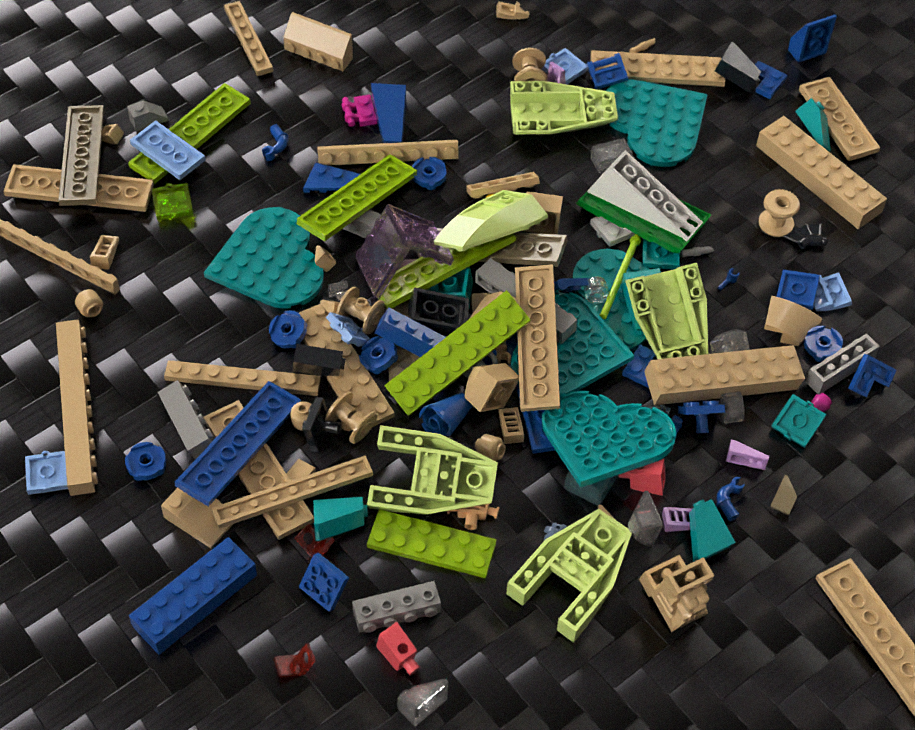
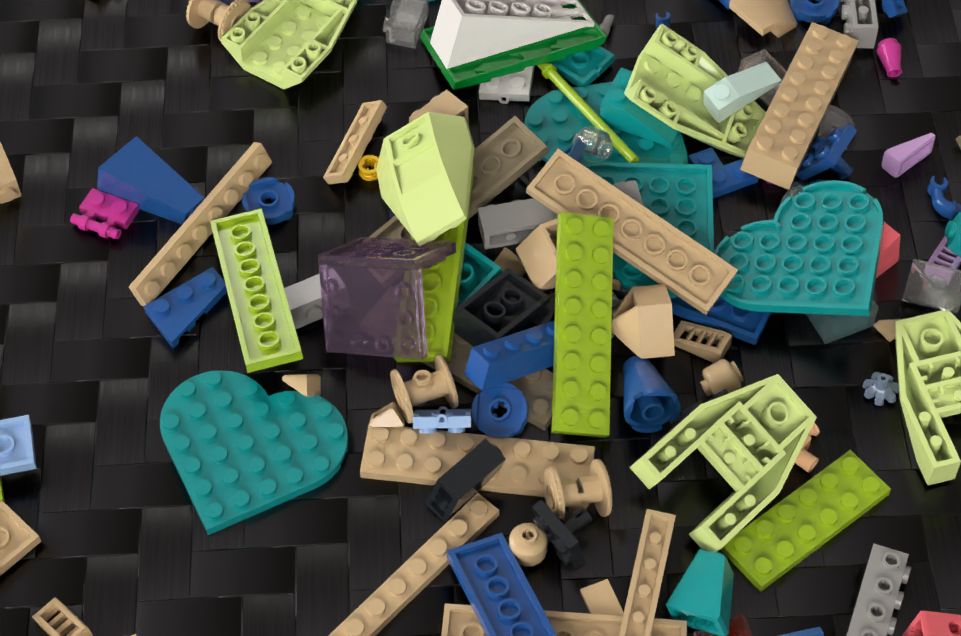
camera: 50 degrees left, 0 degrees up
(172, 201) = (56, 499): clear neon green plate -> none
(281, 142) = (71, 321): blue piece -> none
(294, 336) = (387, 469): blue plate -> none
(337, 290) = (367, 398): clear tile -> none
(698, 335) = (739, 90): none -> light aqua slope
(798, 420) = (900, 82): teal plate -> none

